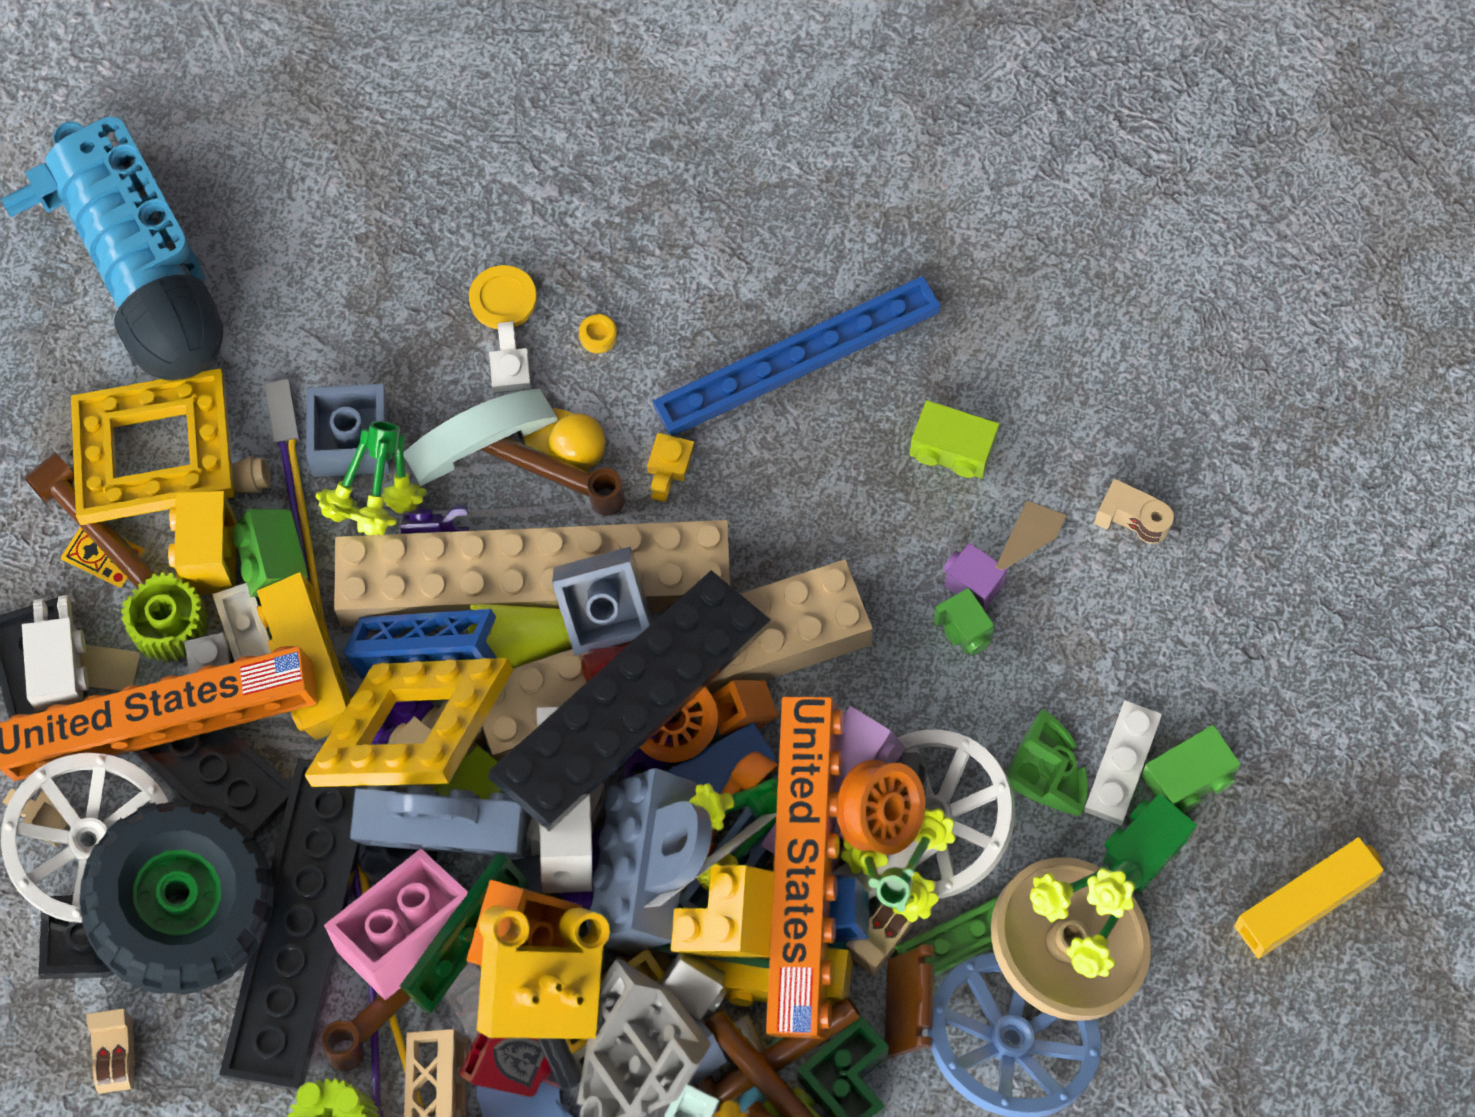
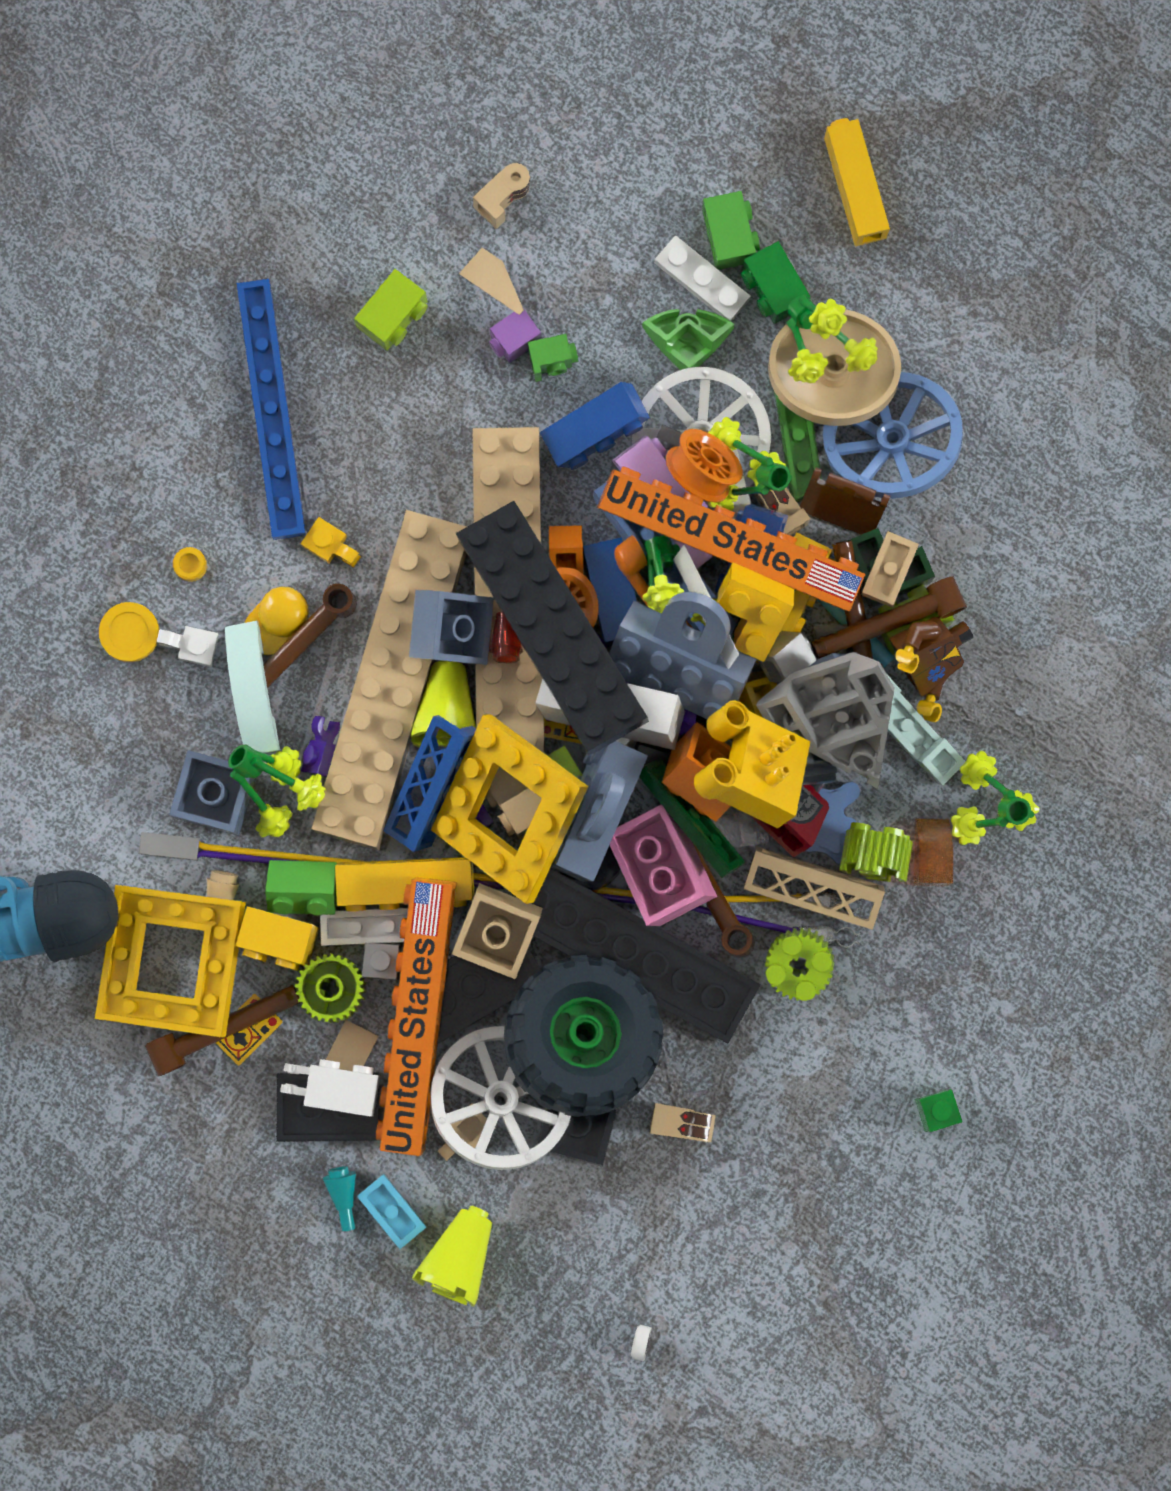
camera: 75 degrees left, 15 degrees up
(269, 763) = (497, 931): none -> tan brick
(839, 1071) = (889, 569): none -> tan plate
(898, 690) = (595, 426): none -> blue brick

